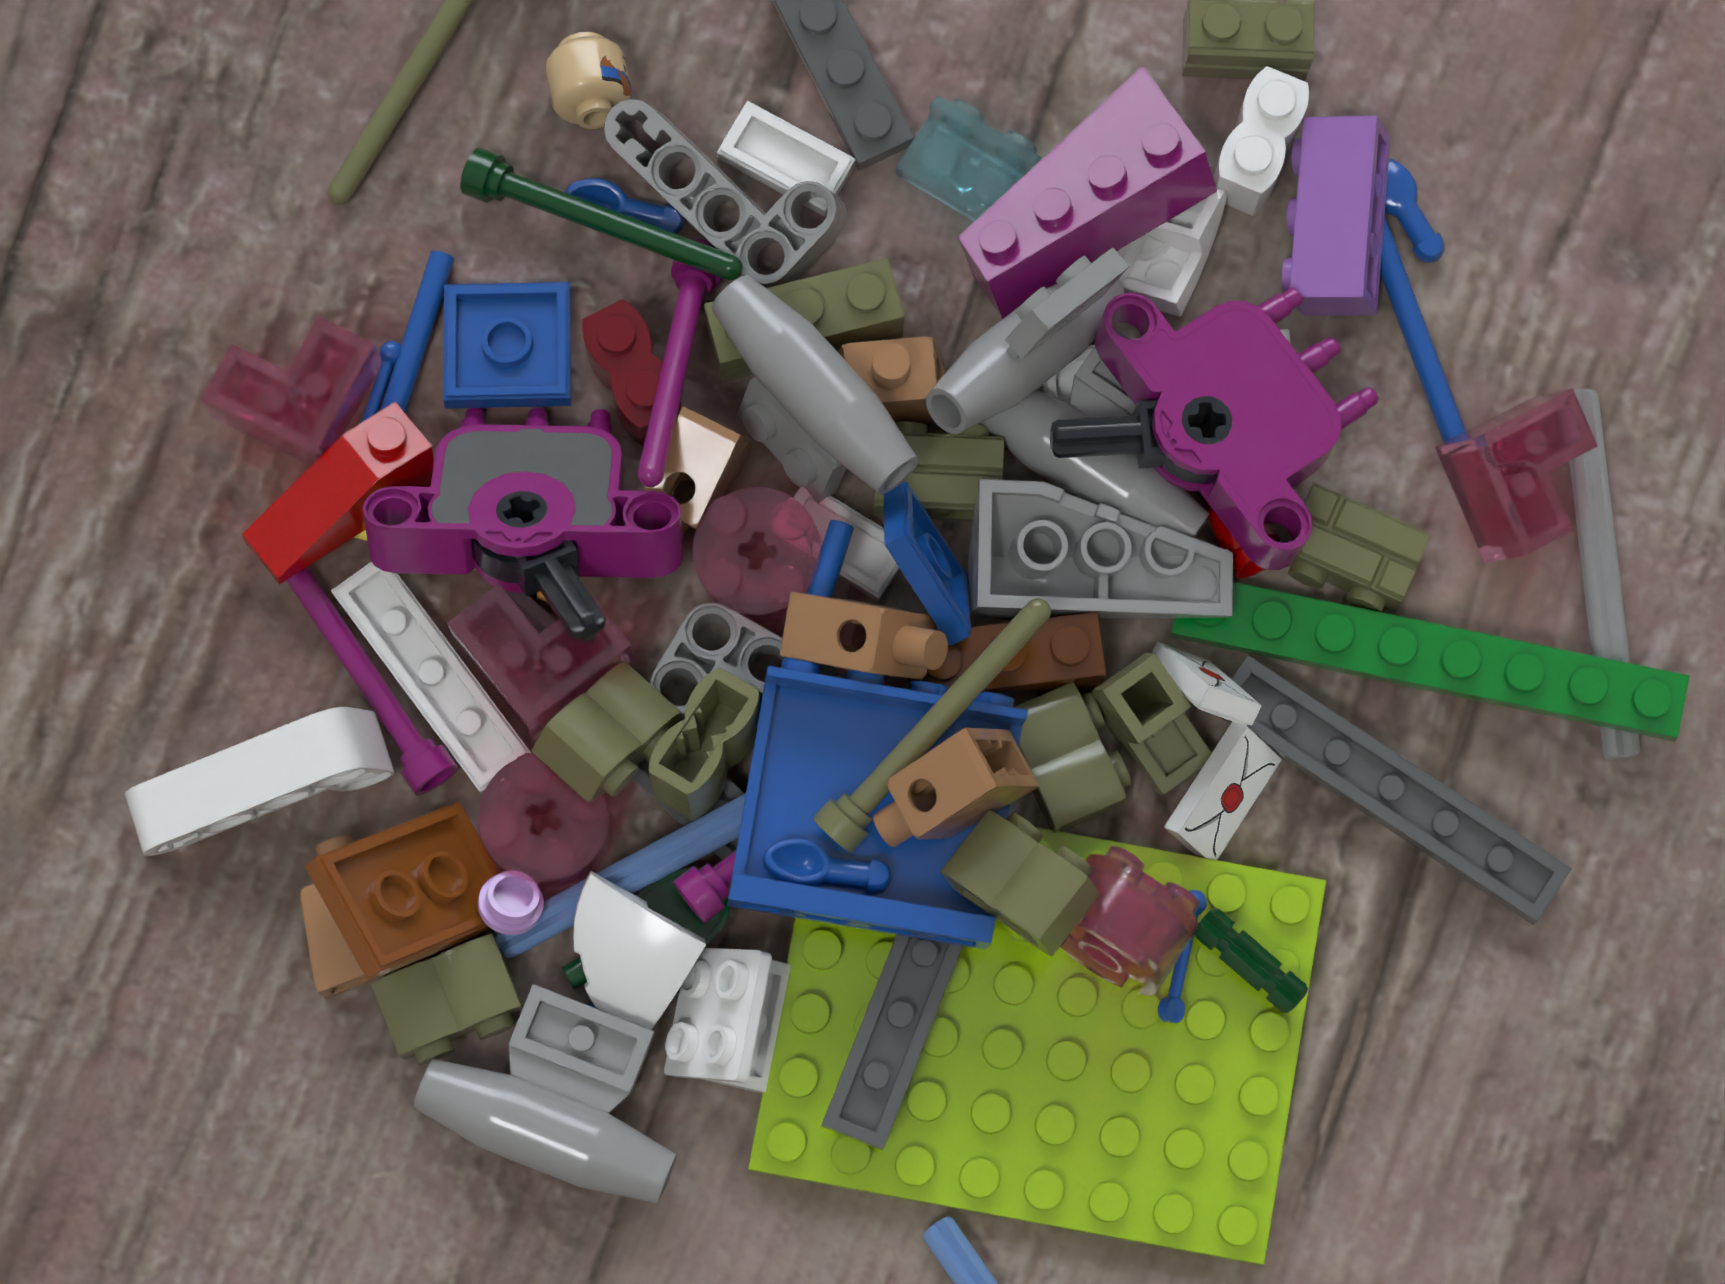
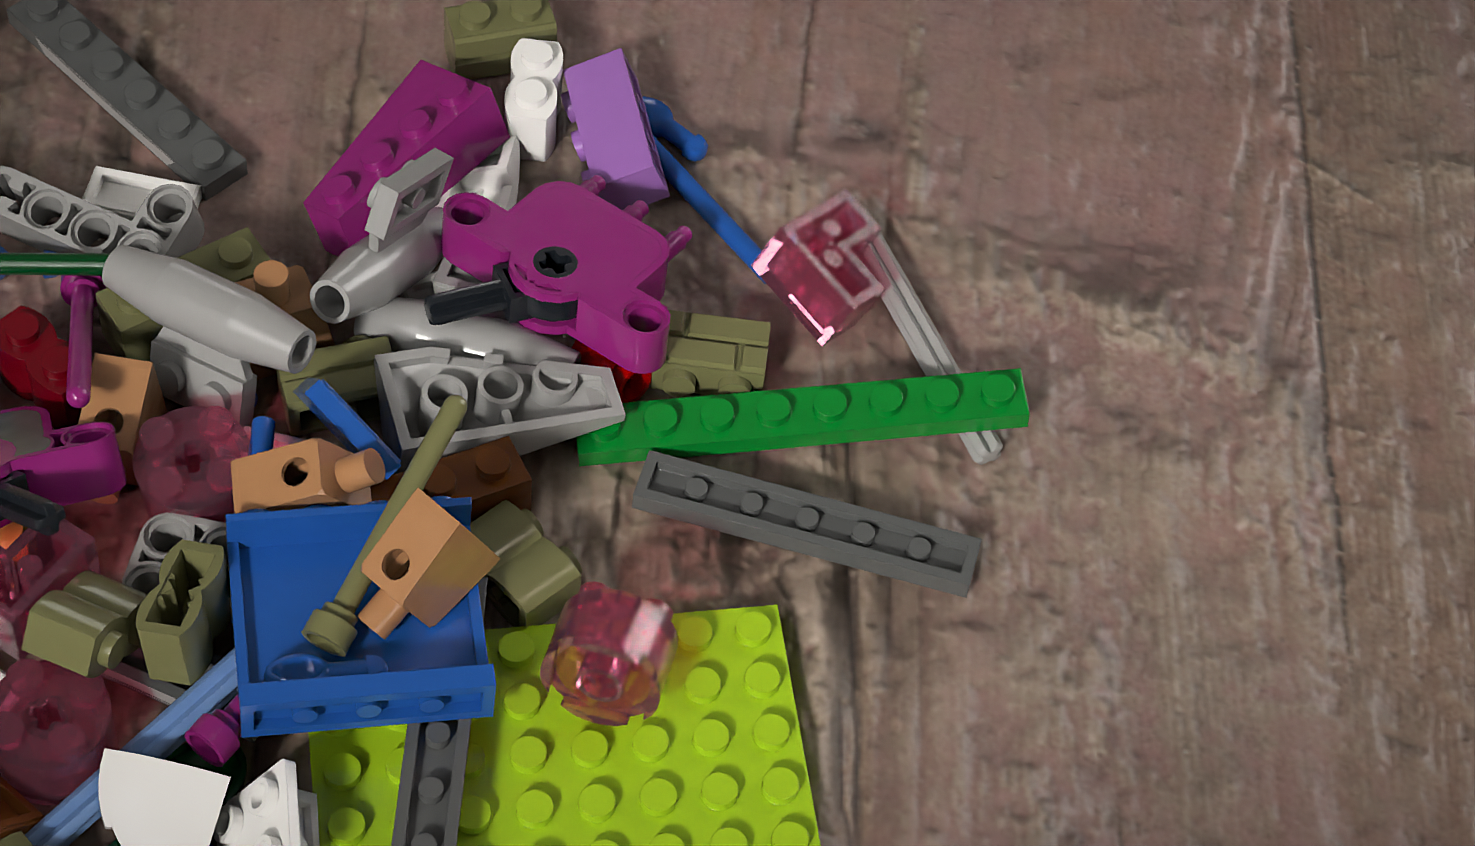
camera: 20 degrees left, 25 degrees down
(510, 904) = (33, 798): lavender plate -> none
(964, 158) = (288, 161): clear light blue bracket -> none
(1021, 881) = (513, 625): olive brick -> none
(1148, 716) = (574, 514): olive brick -> none
(1172, 1008) = (677, 727): blue hinge -> none
(1207, 685) = (619, 468): white tile -> none
(1223, 792) = (665, 553): white tile -> none
(1250, 960) = (734, 671): dark green axle -> none

